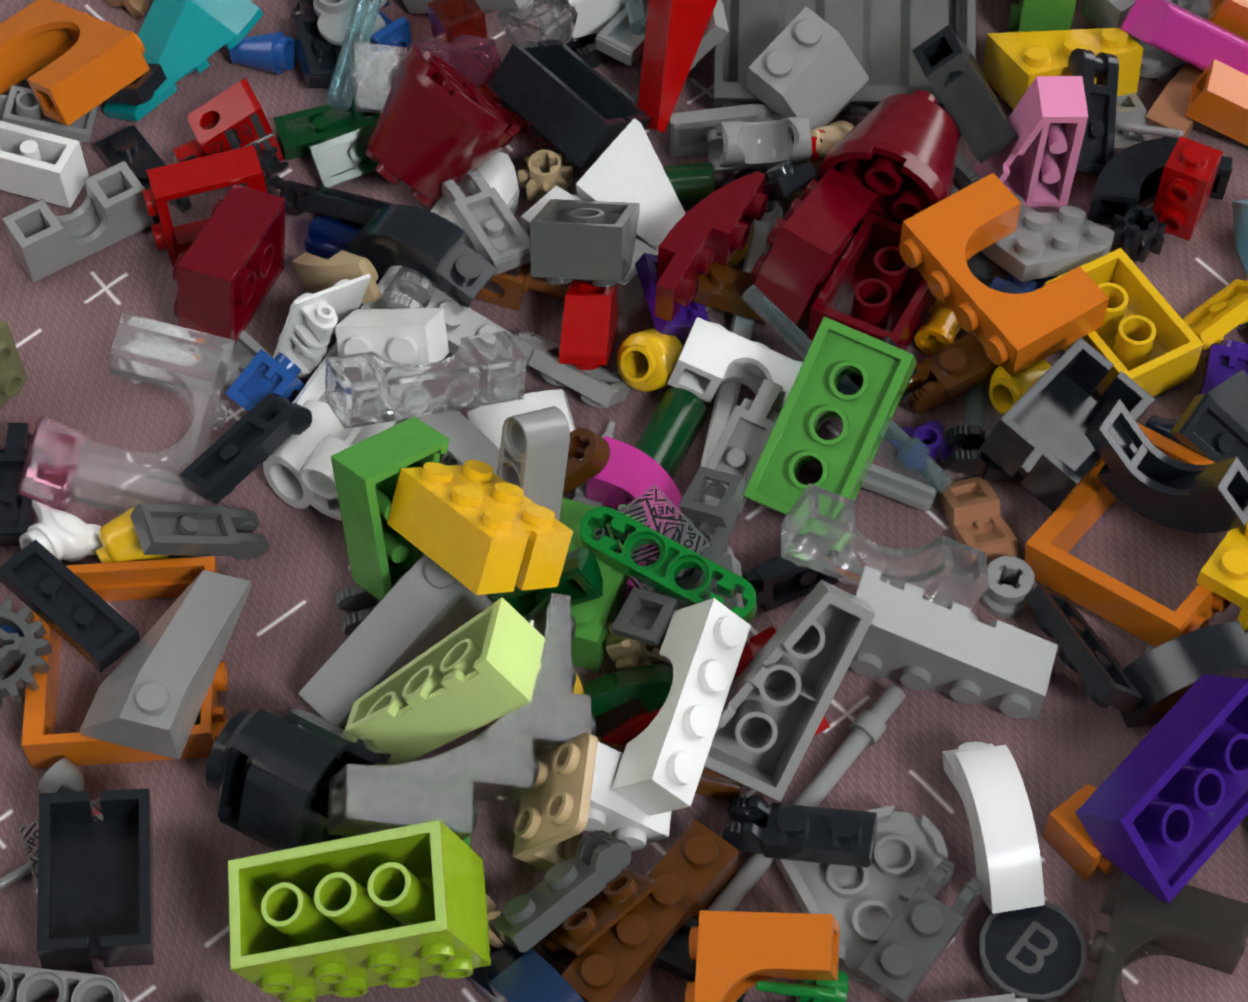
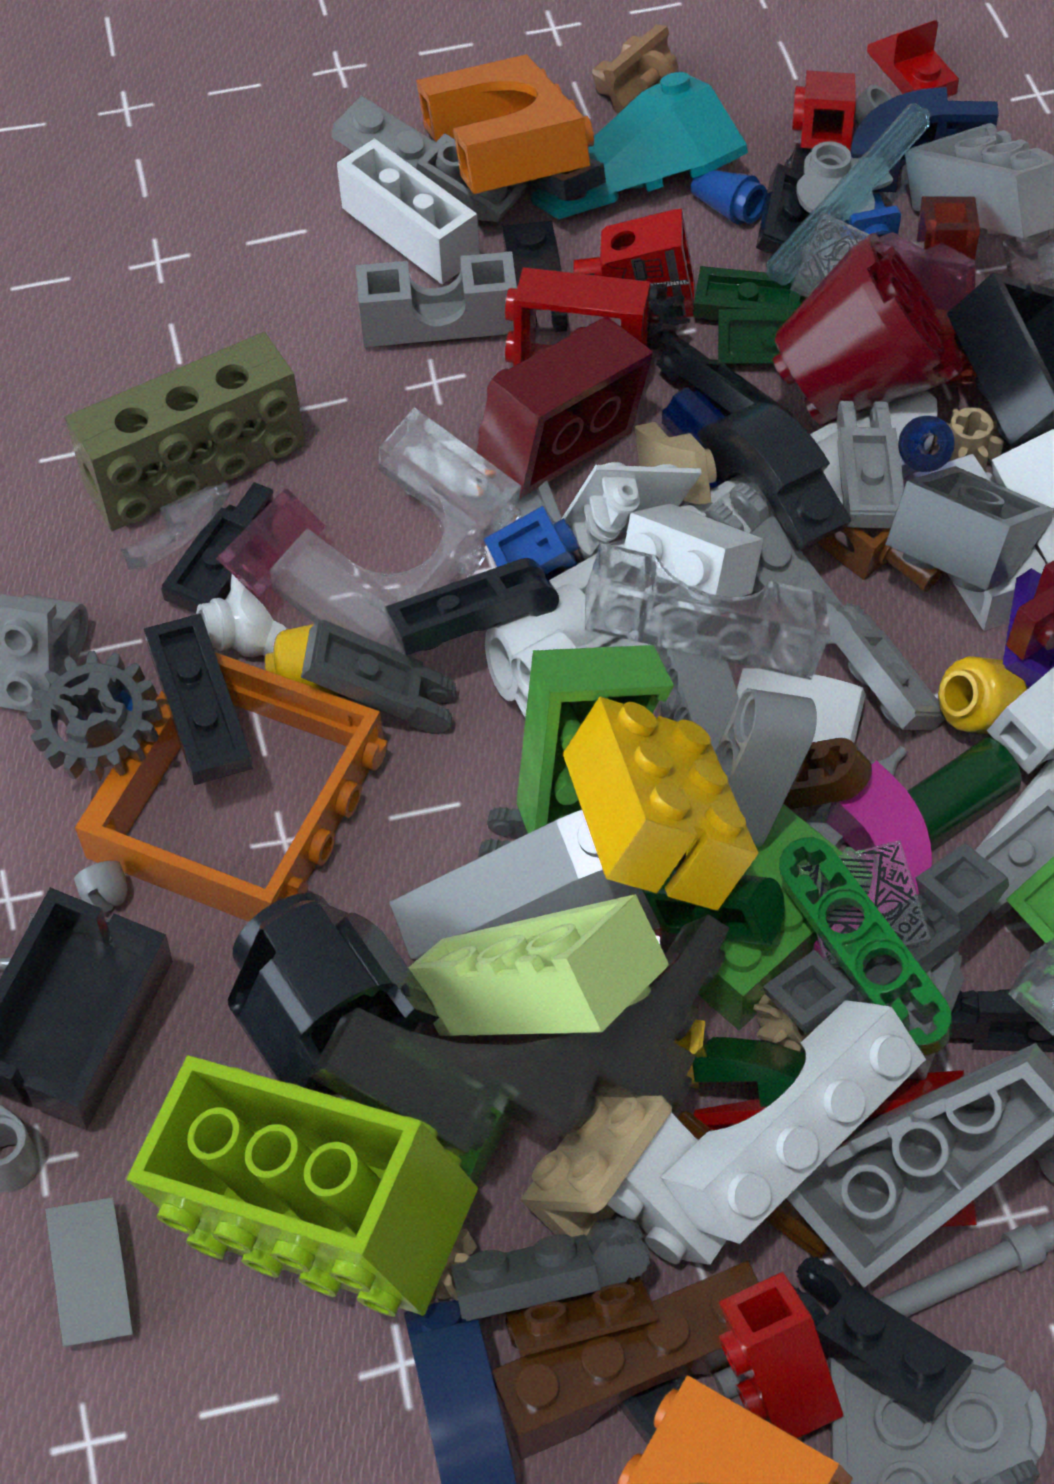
camera: 30 degrees right, 0 degrees up
(166, 676) = (254, 822): light grey wedge -> none
(509, 195) = (913, 439): none -> clear blue cone
(588, 325) = (927, 626): red slope -> none
(751, 867) = (780, 1356): none -> red brick

